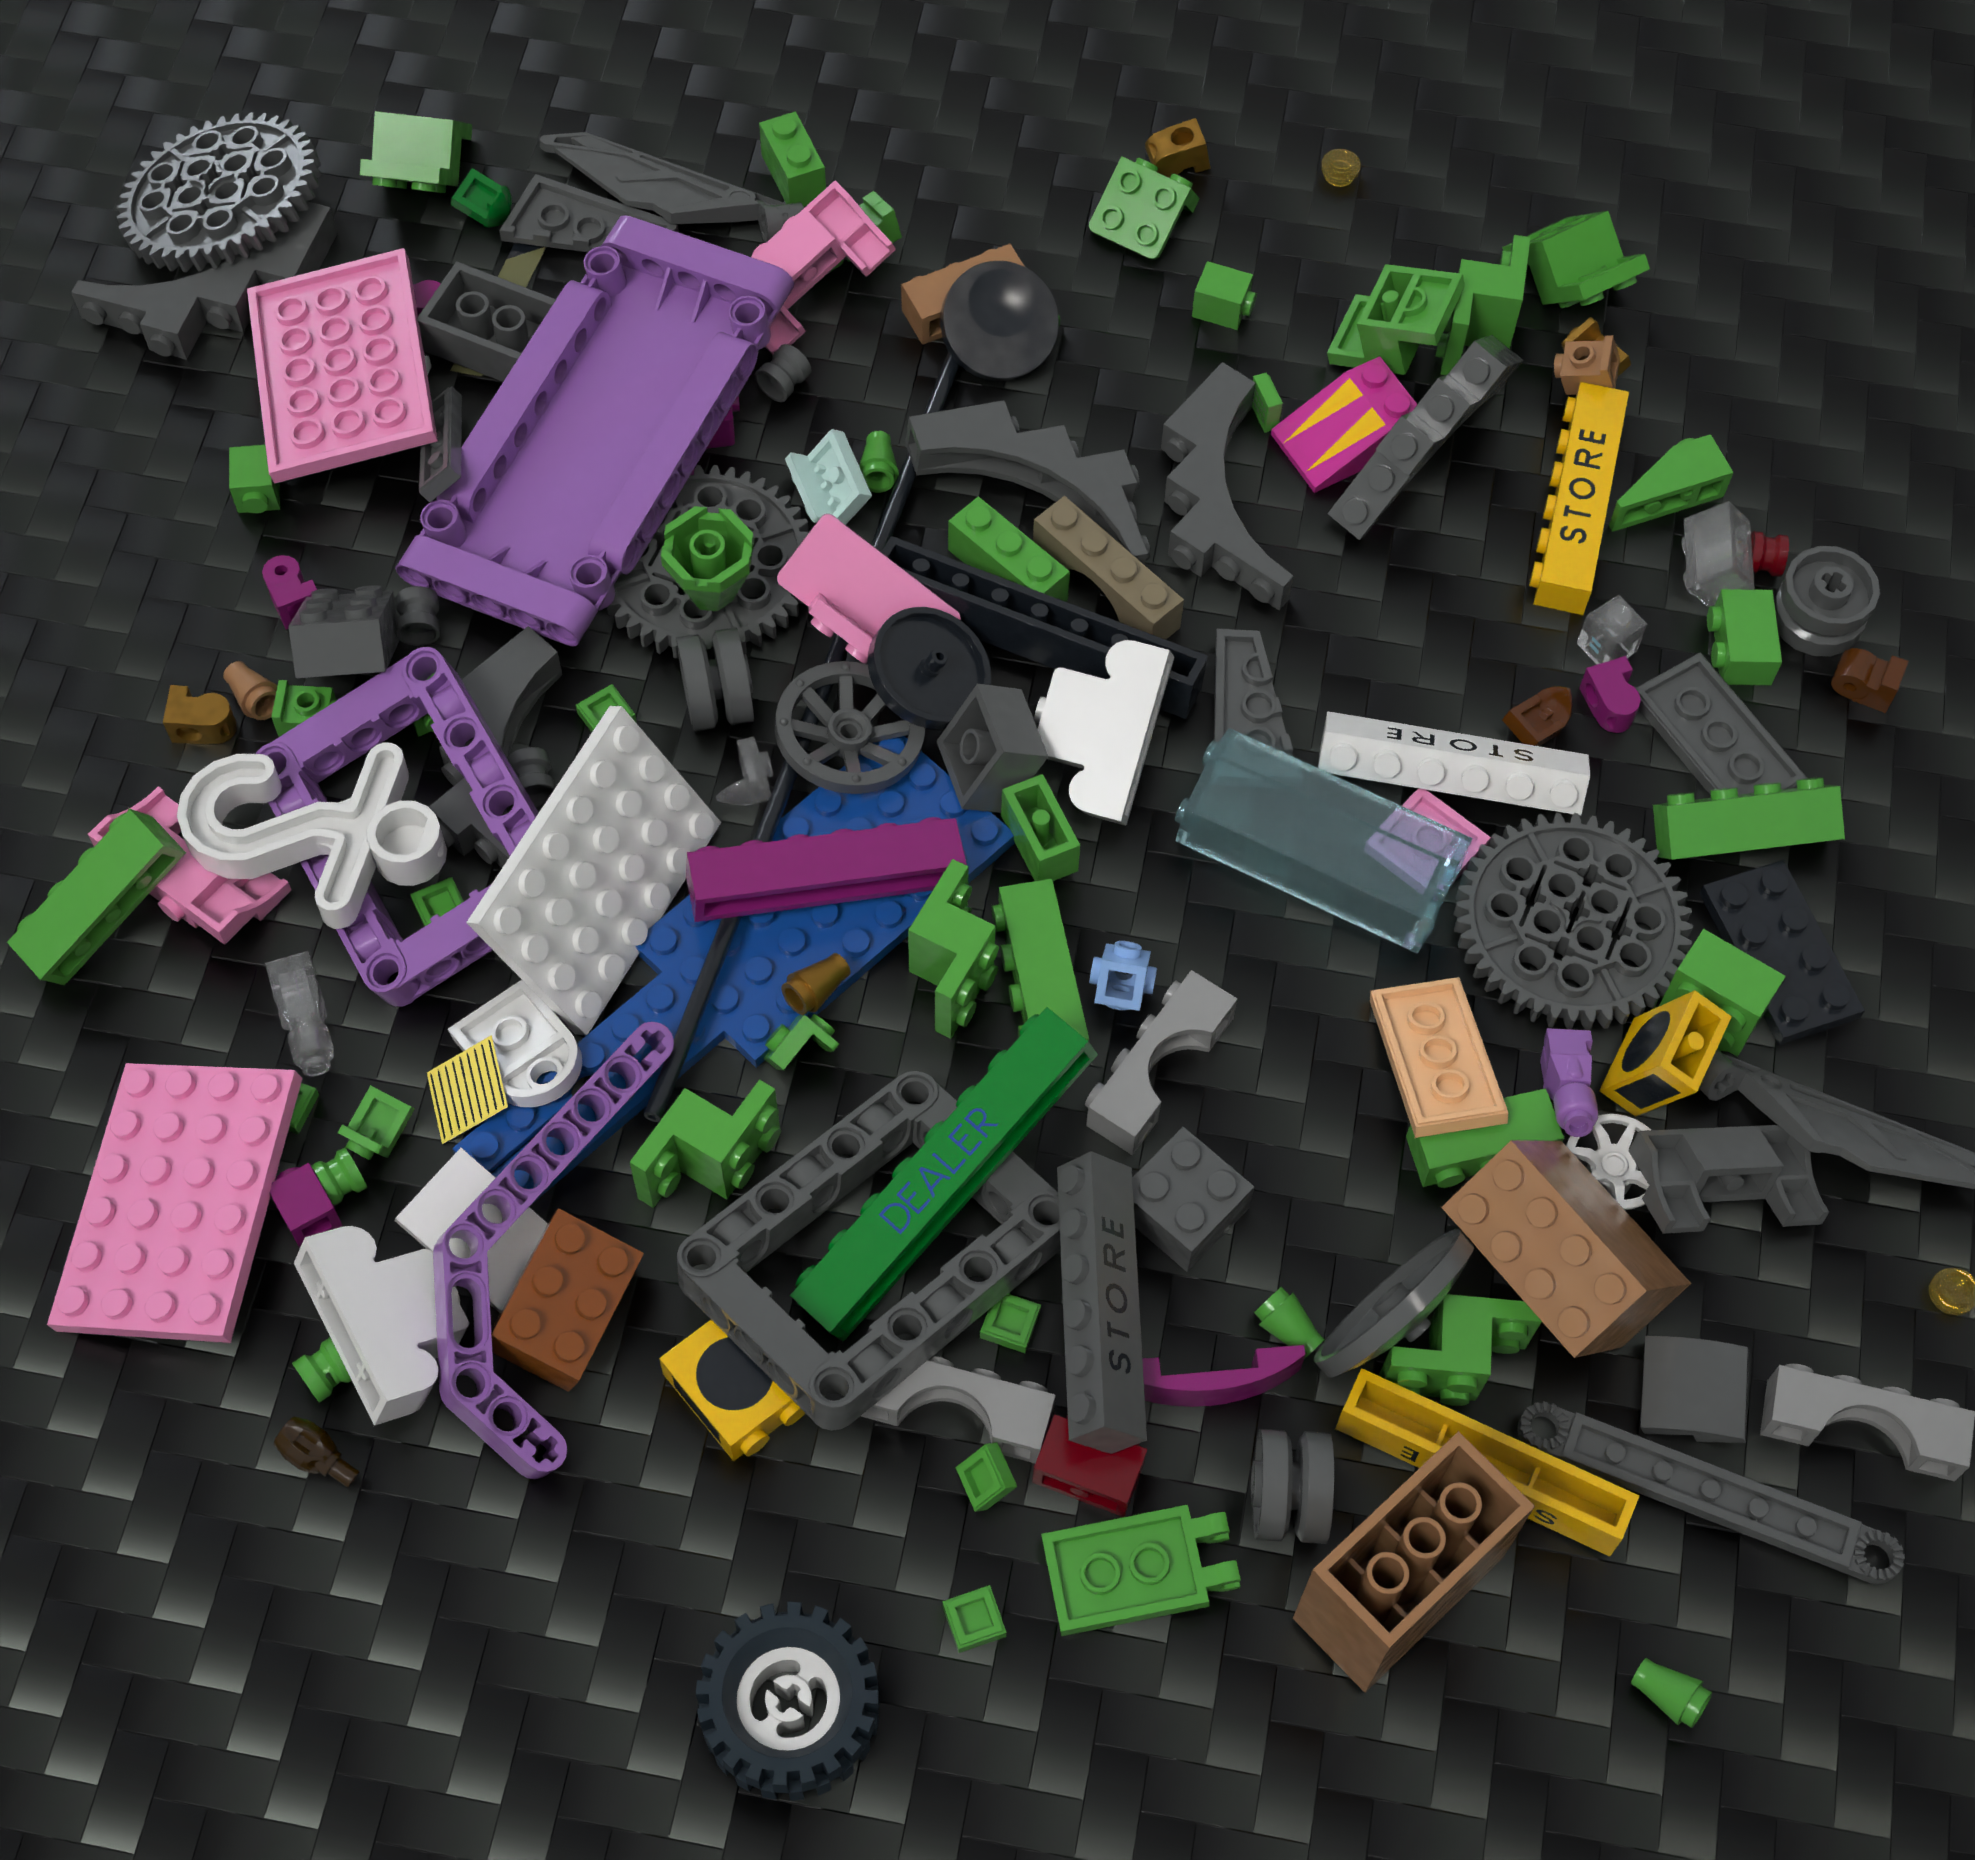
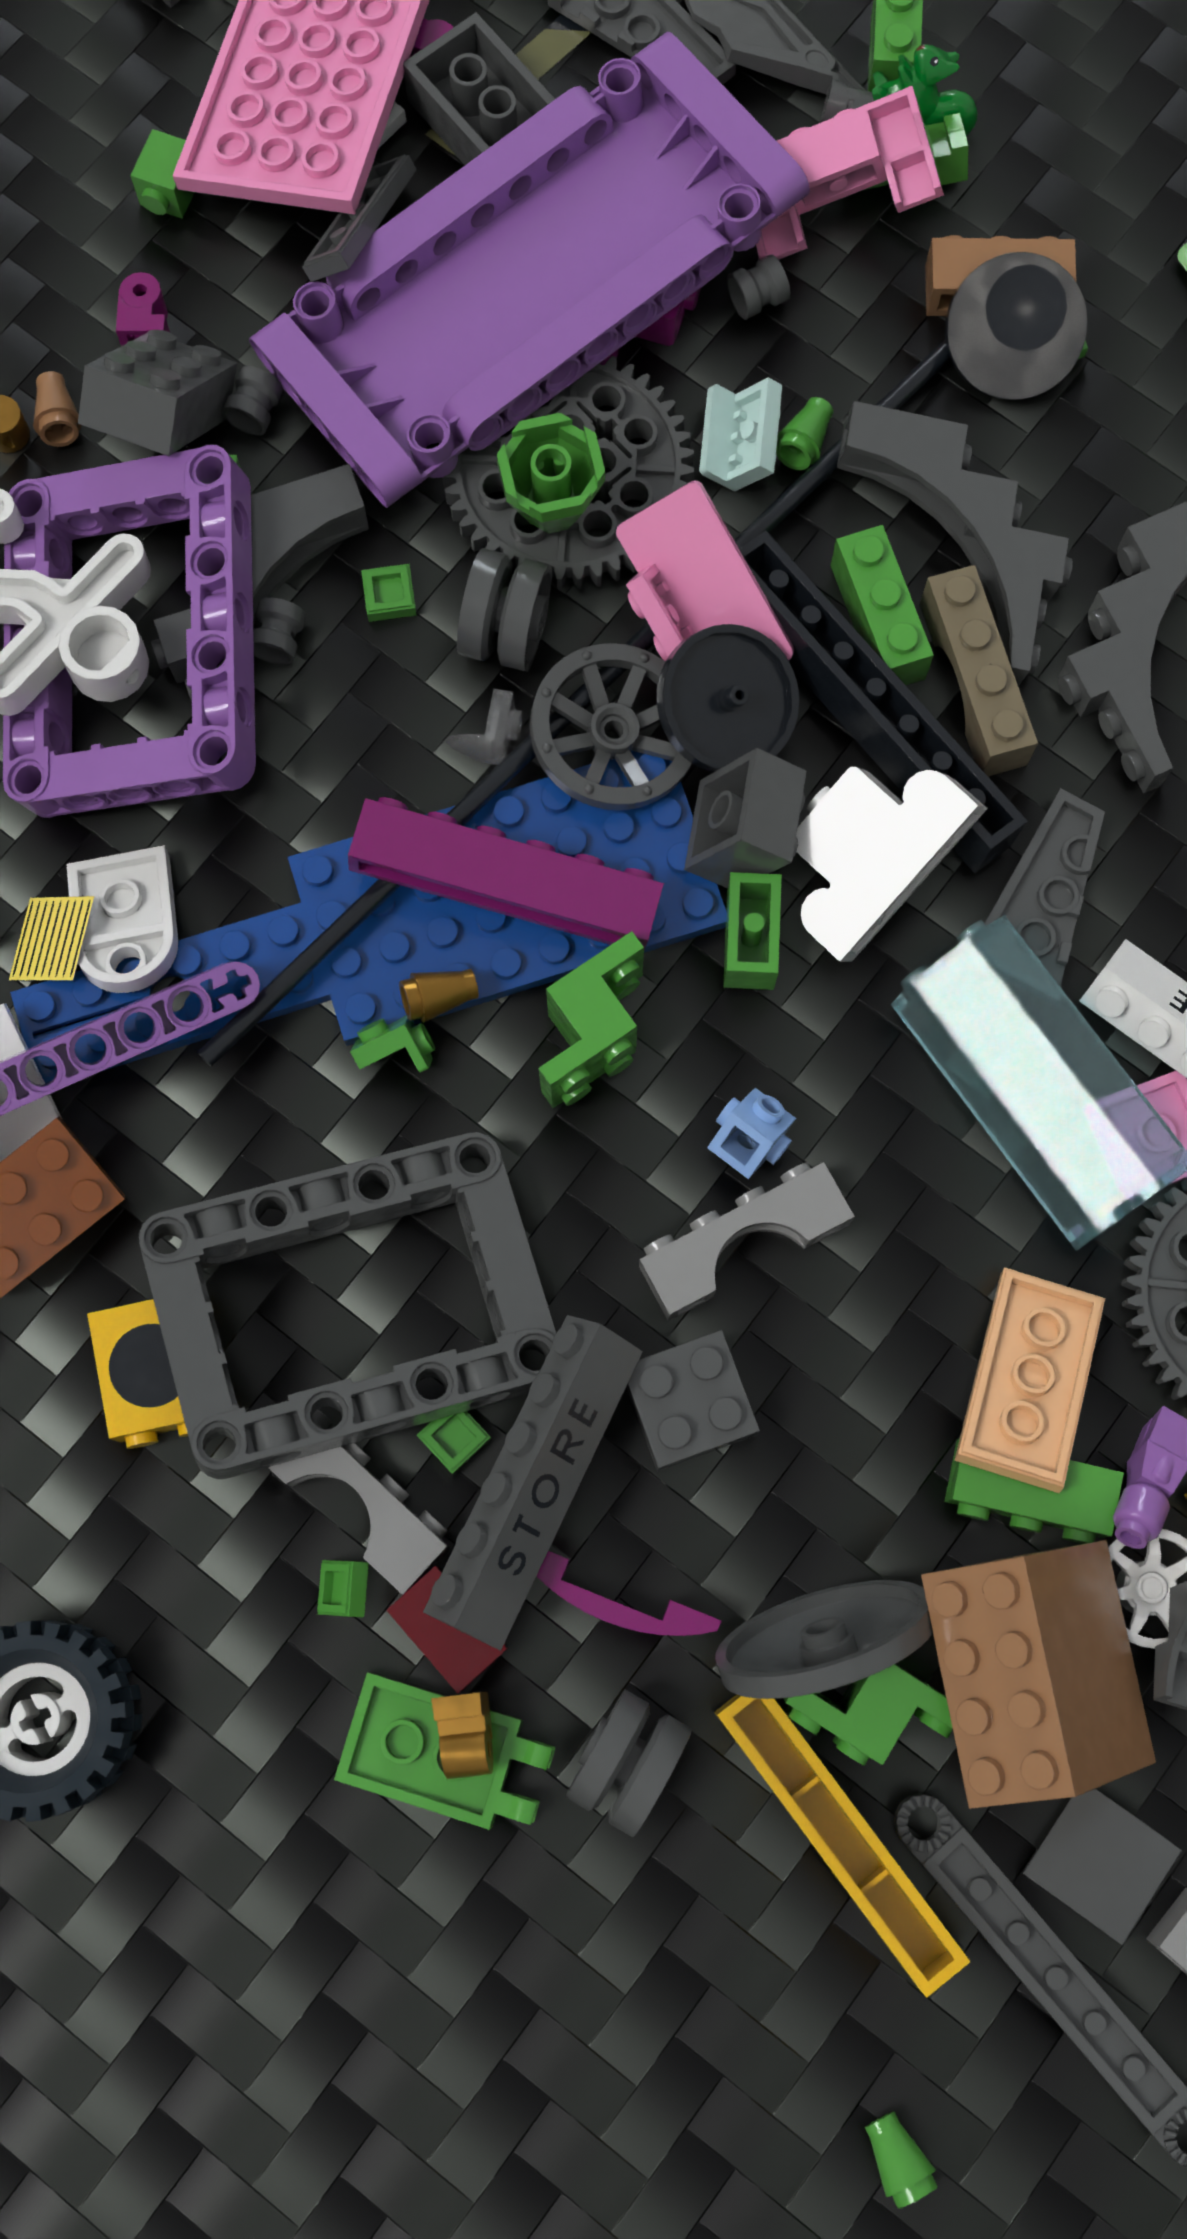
camera: 30 degrees right, 15 degrees up
(298, 703) = (87, 448): bright green brick -> none
(436, 899) = (124, 722): bright green tile -> none
(594, 871) = (270, 770): white plate -> none
(706, 1144) = (250, 1124): bright green bracket -> none
(836, 166) = (930, 67): none -> green animal
(943, 1173) = (453, 1264): green brick -> none
(974, 1619) = (261, 1721): bright green tile -> none
(1037, 953) = (674, 1086): bright green brick -> none
(1149, 1528) = (464, 1734): none -> pearl gold leg
(1288, 1321) = (725, 1580): bright green cone -> none
(1411, 1561) = (691, 1924): medium nougat brick -> none

